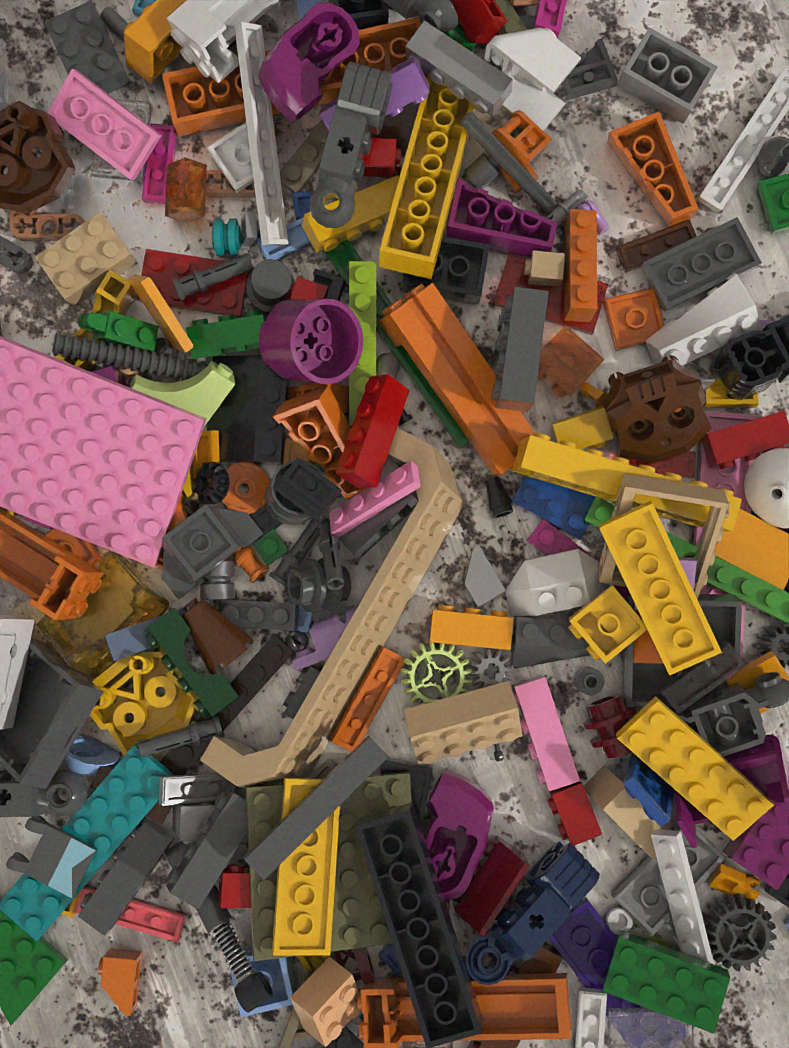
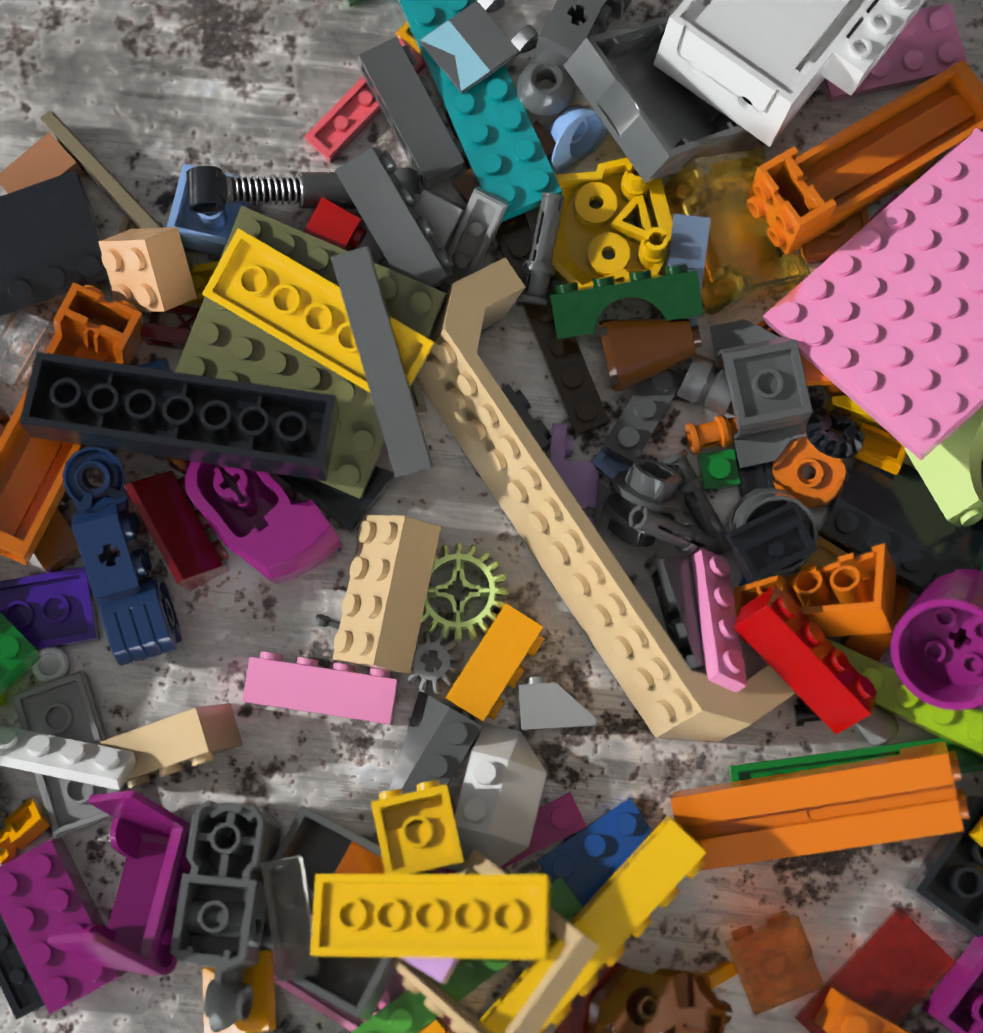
camera: 120 degrees right, 5 degrees down
(121, 977) = (298, 54): orange slope -> none
(303, 638) = (586, 453): flat silver hinge -> none
(367, 699) = (474, 496): orange plate -> none
(498, 499) = (640, 782): black cone -> none
(519, 349) = (824, 899): dark grey piece -> none
(545, 268) = (913, 996): tan brick -> none
(575, 813) = (206, 675): red brick -> none
(581, 677) = (368, 772): dark grey brick -> none
(585, 429) = (675, 935): yellow brick -> none
(608, 717) = (286, 777): dark red piece -> none
(649, 790) = (191, 779): blue plate -> none
(694, 768) = (184, 848): yellow plate -> none

